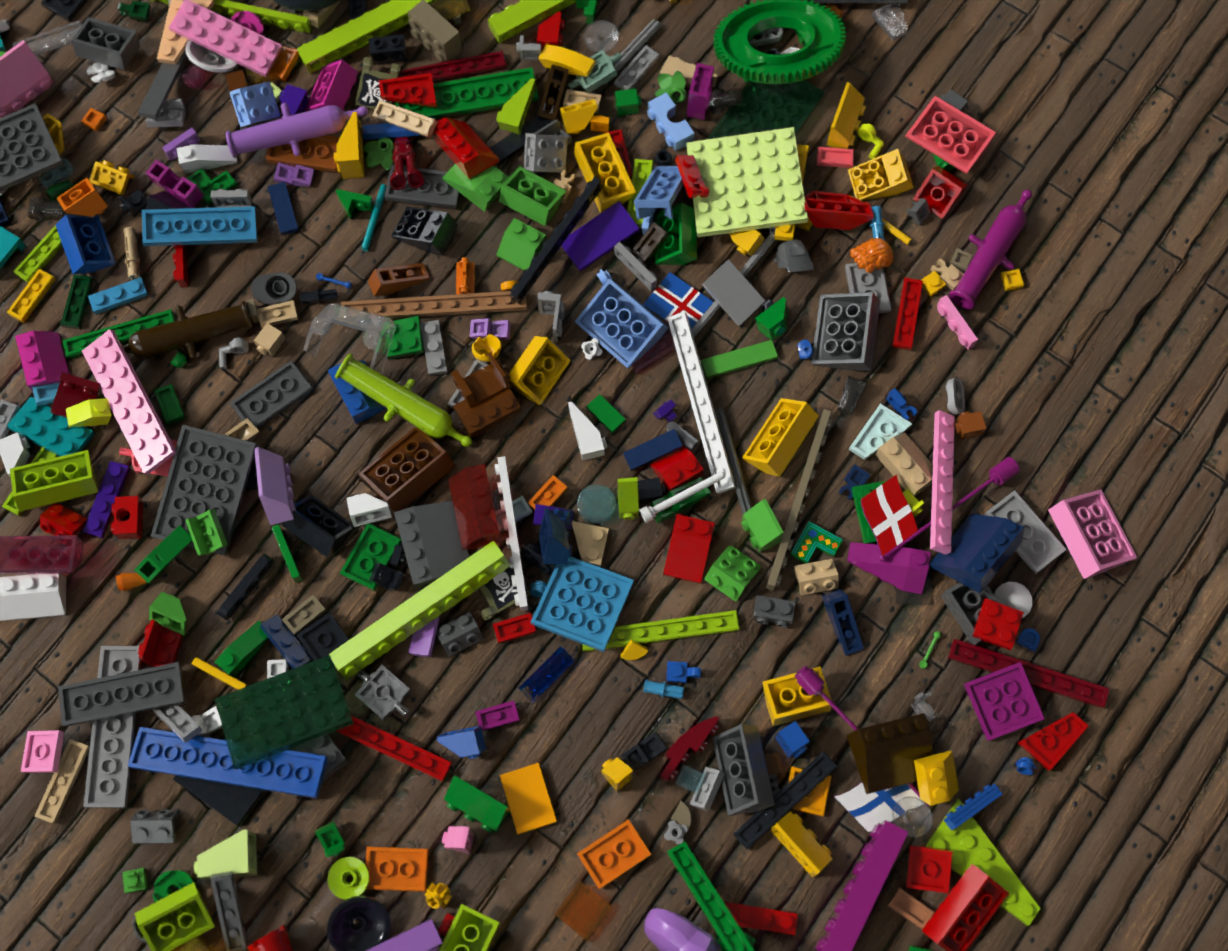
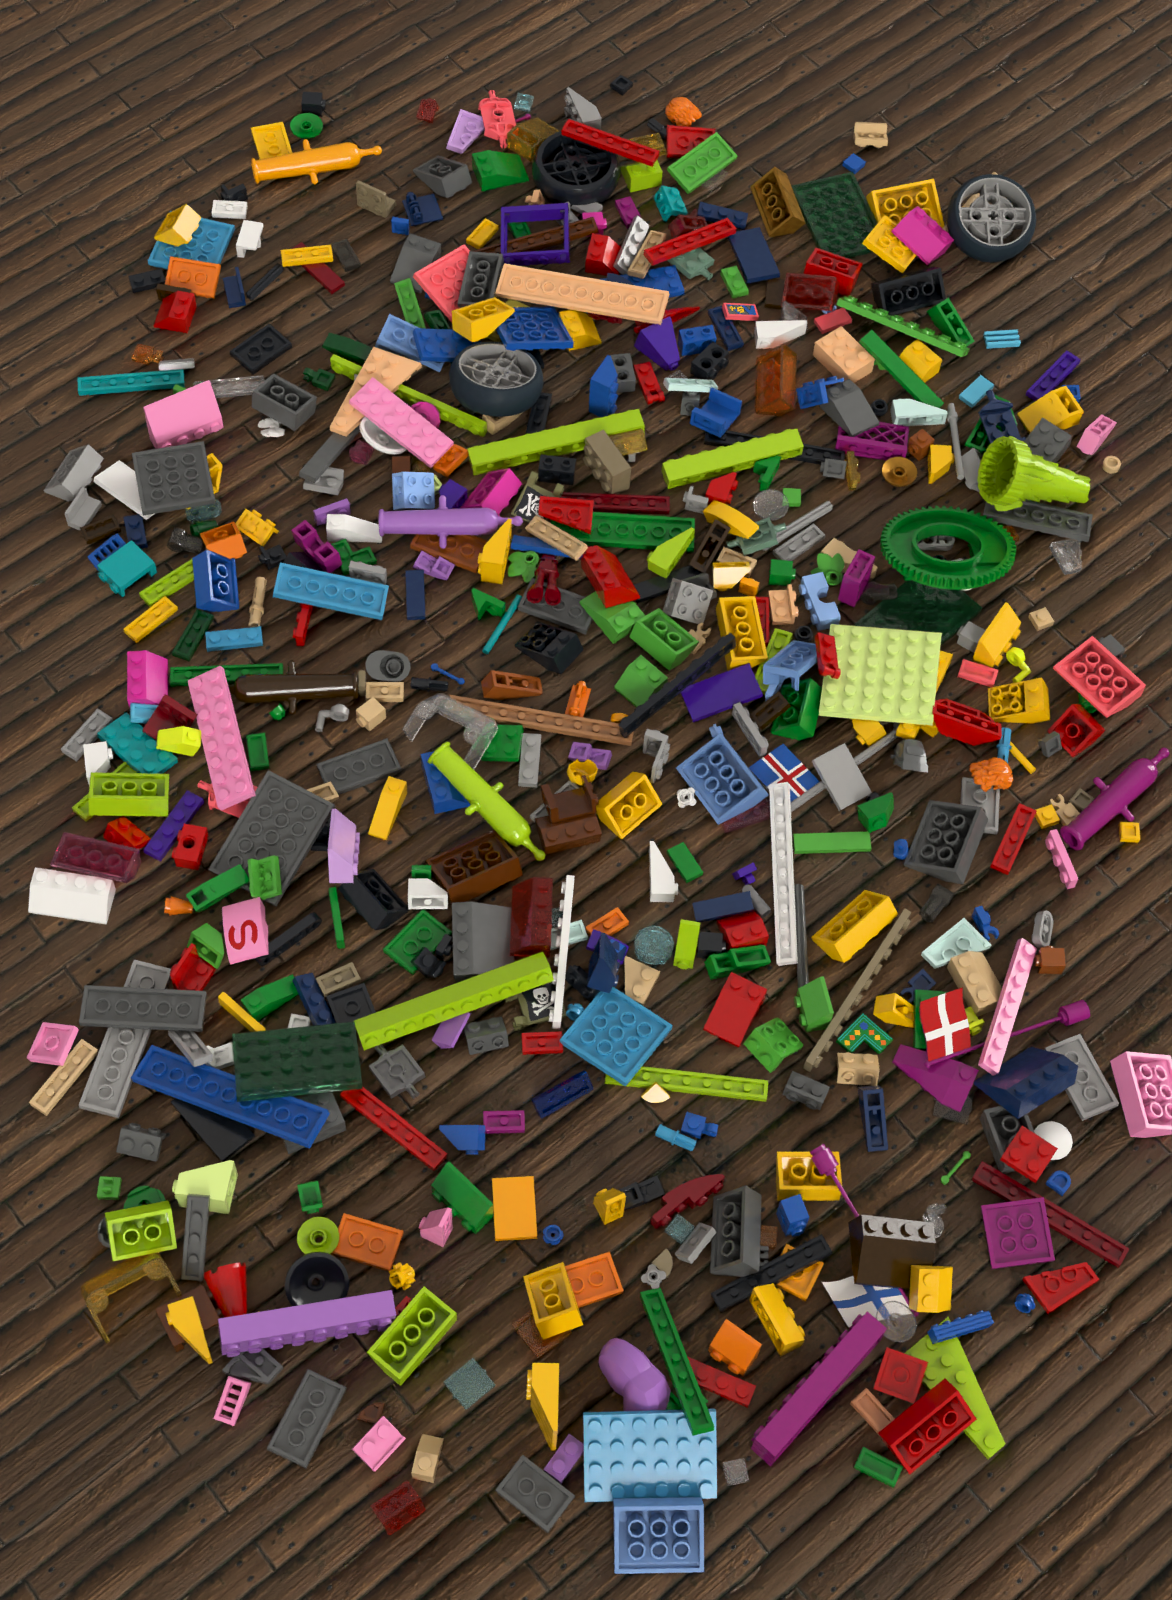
camera: 10 degrees right, 10 degrees down
(94, 119) = (253, 470): orange tile -> none
(201, 589) = (245, 930): none -> bright pink slope
(309, 430) = (388, 807): none -> yellow slope
(357, 487) = (421, 872): none -> green tile
(571, 809) = (555, 1230): none -> blue plate
(587, 884) = (552, 1301): none -> yellow slope
(620, 22) = (793, 496): none -> bright green tile
(636, 135) = (782, 606): none -> light nougat bracket
(649, 513) = (704, 964): white piece -> none
(769, 885) = (734, 1348): none -> orange slope
(820, 123) = (969, 636): none -> light grey brick
(837, 511) = (894, 1010): none -> yellow slope
(881, 89) = (1041, 619): none -> tan plate

